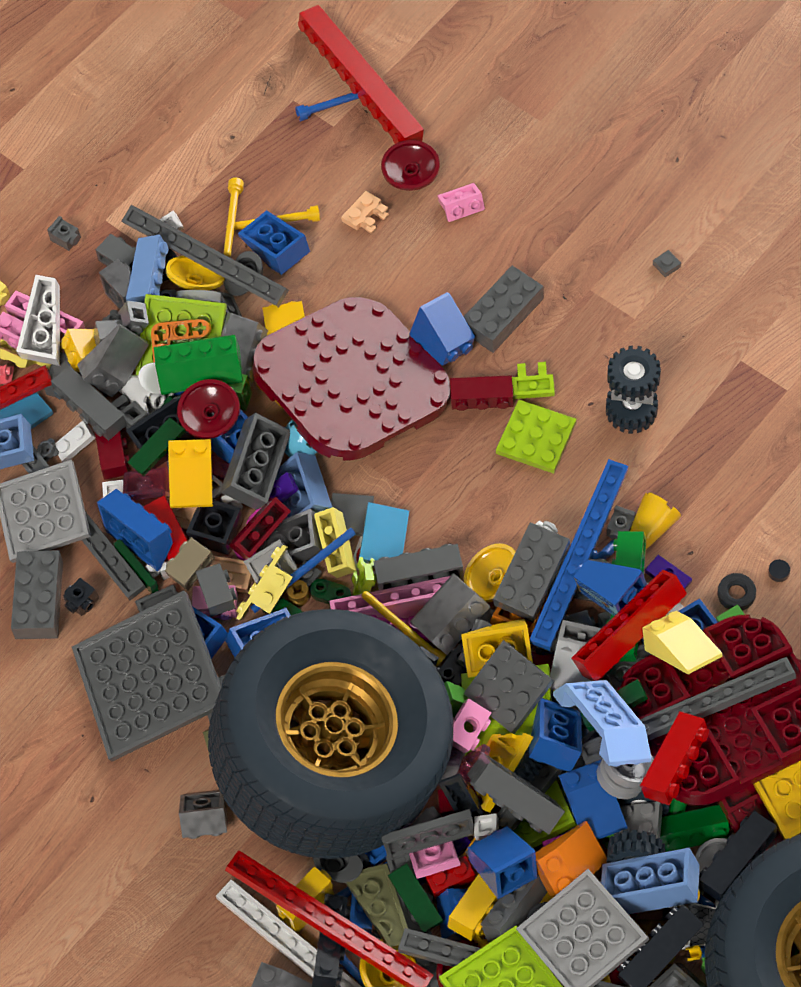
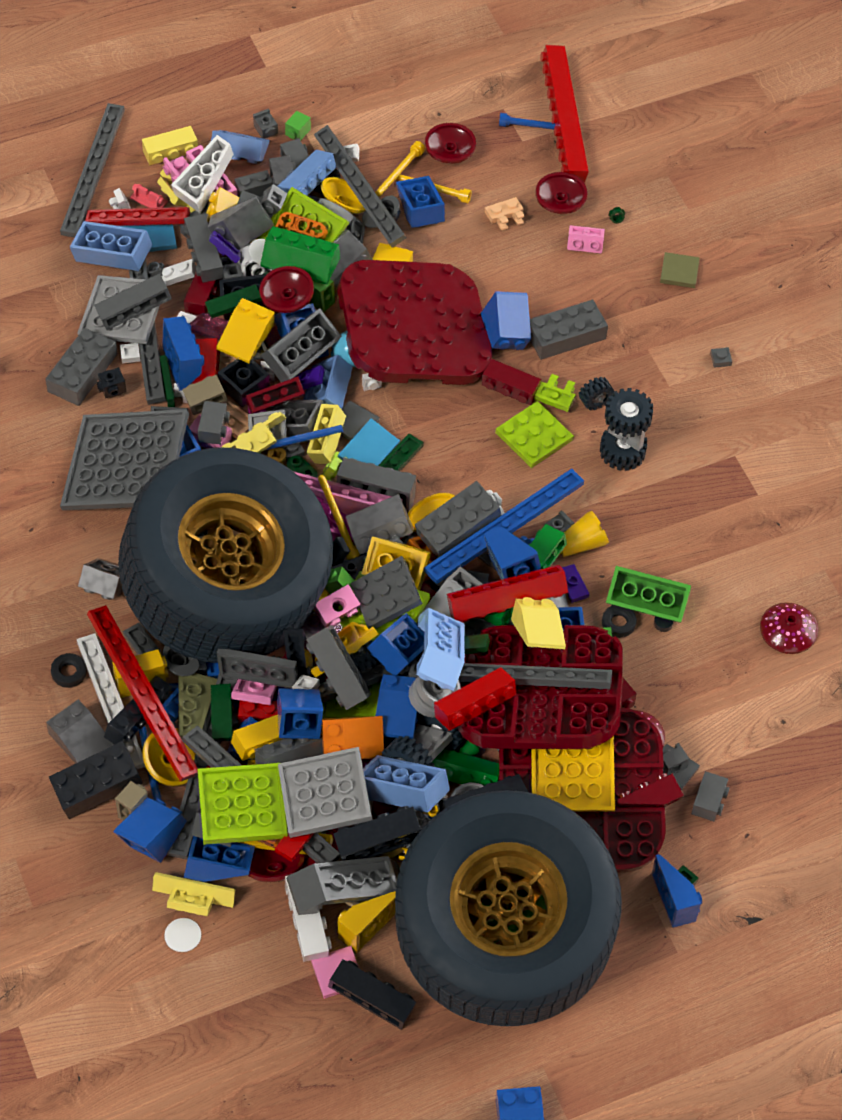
camera: 20 degrees right, 5 degrees down
(52, 499) = (133, 302): none -> dark grey brick
(62, 266) = (244, 146): none -> medium blue slope
(77, 554) = (130, 353): none -> white plate
(95, 307) = (254, 183): none -> dark grey brick
(99, 219) = (298, 126): none -> bright green brick
(112, 392) = (224, 247): none -> dark purple plate
(233, 945) = (68, 659): none -> black tyre
(265, 157) = (450, 143): none -> dark red dish
(283, 864) = (139, 639): none -> dark grey plate
(339, 465) = (369, 383): none -> white plate
(418, 525) = (402, 453): none -> dark green tile
(476, 161) = (616, 218): none -> dark green plate
(572, 190) = (679, 270): none -> olive tile
(574, 363) = (596, 393): none -> black wheel
(751, 551) = (648, 594): none -> bright green slope

